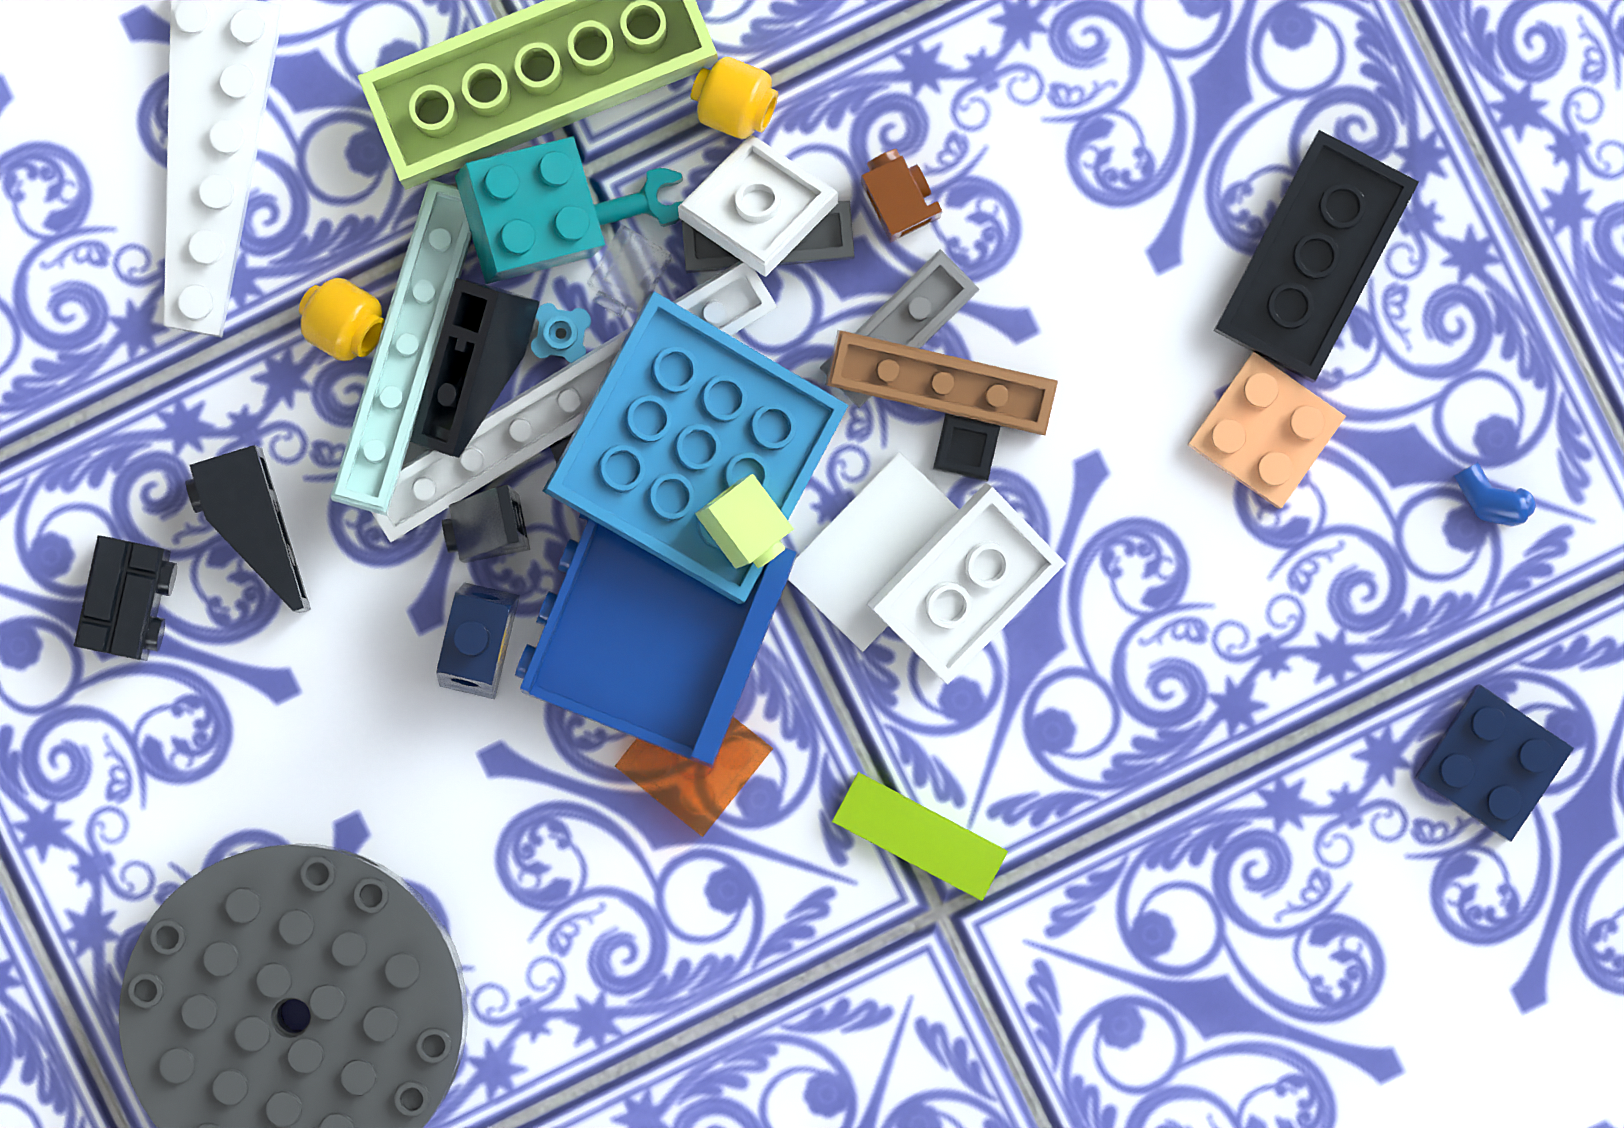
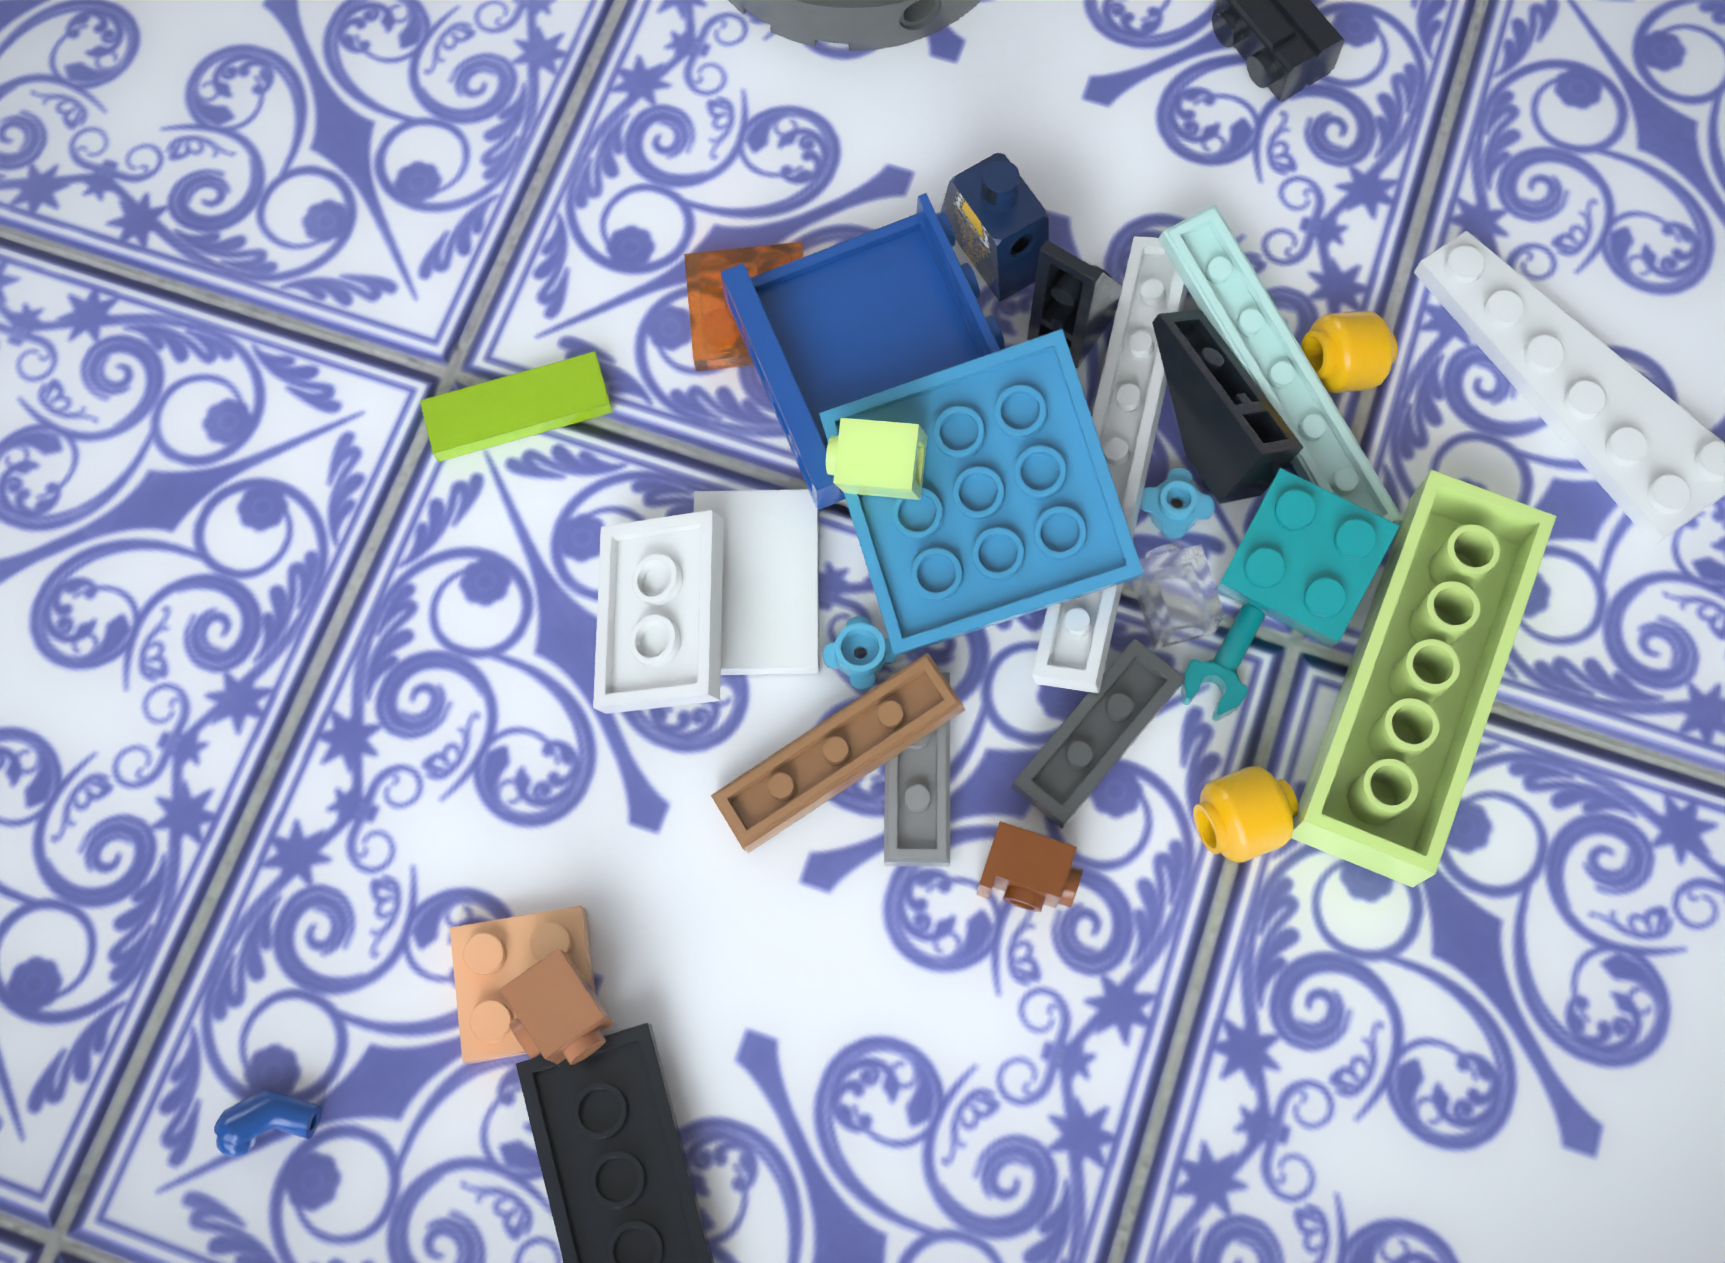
camera: 145 degrees right, 15 degrees down
(245, 511) = (1248, 157): black slope -> none
(758, 205) = (1133, 742): white tile -> none
(875, 445) = (856, 635): none -> medium azure plate
(966, 447) = (765, 723): black tile -> none
(1263, 379) = (556, 1010): none -> nougat brick
(1494, 763) = (74, 894): dark blue plate -> none

